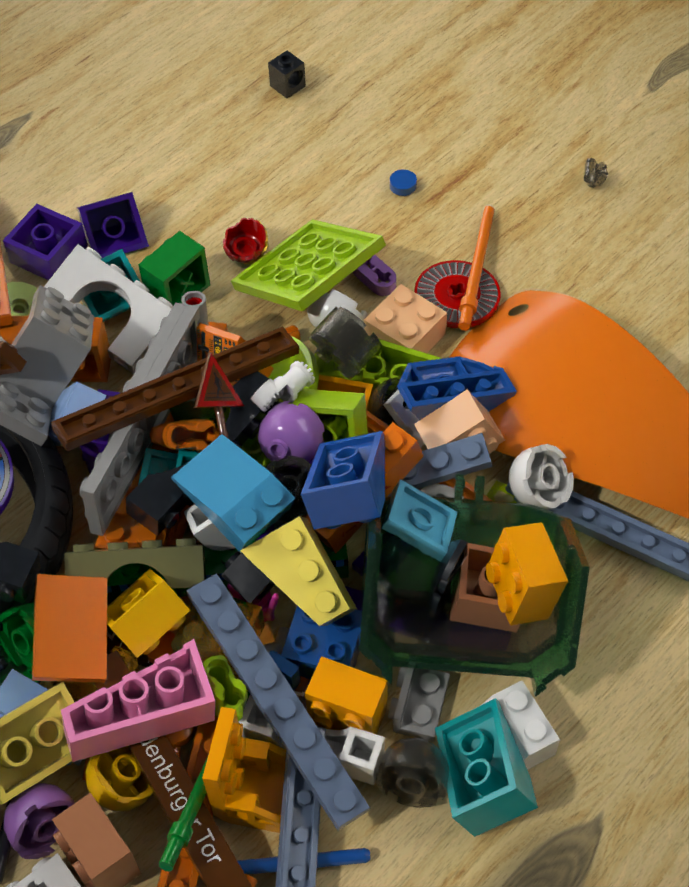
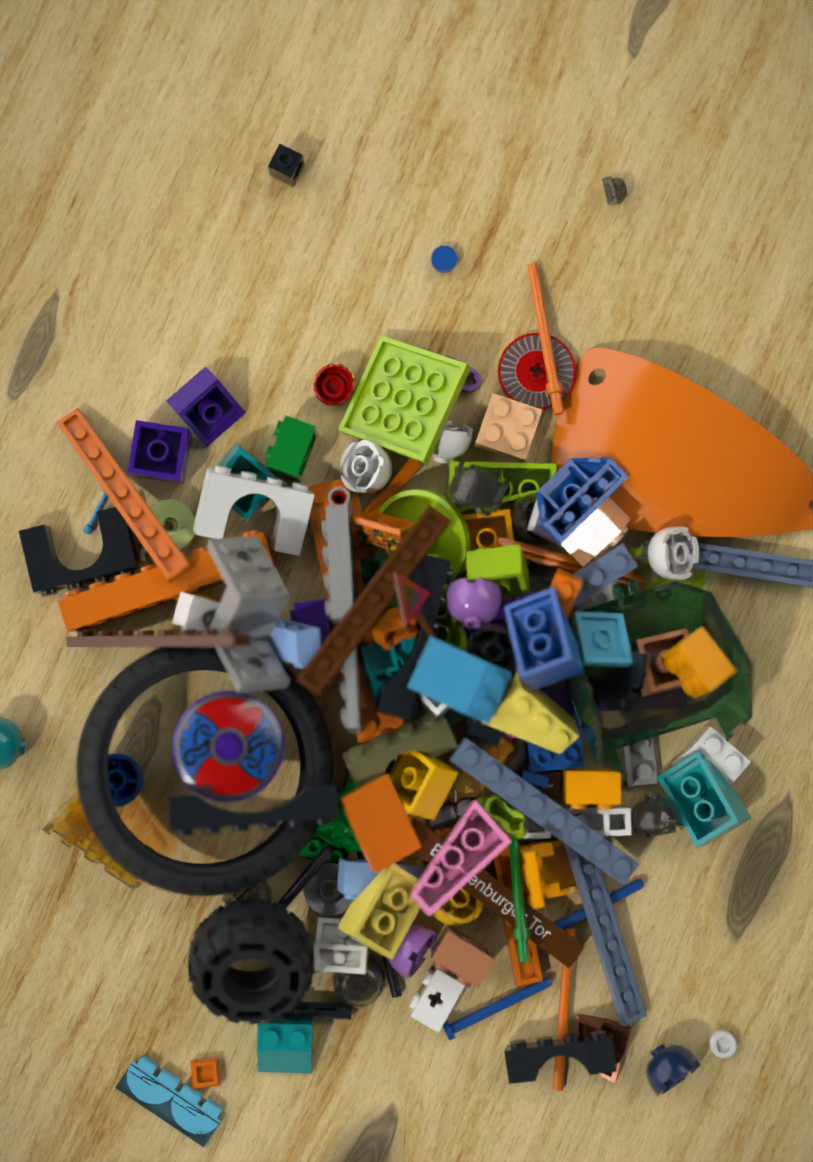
camera: 25 degrees left, 30 degrees up
(243, 312) = (365, 467): none -> white cylinder
(284, 387) = (458, 564): white connector -> none

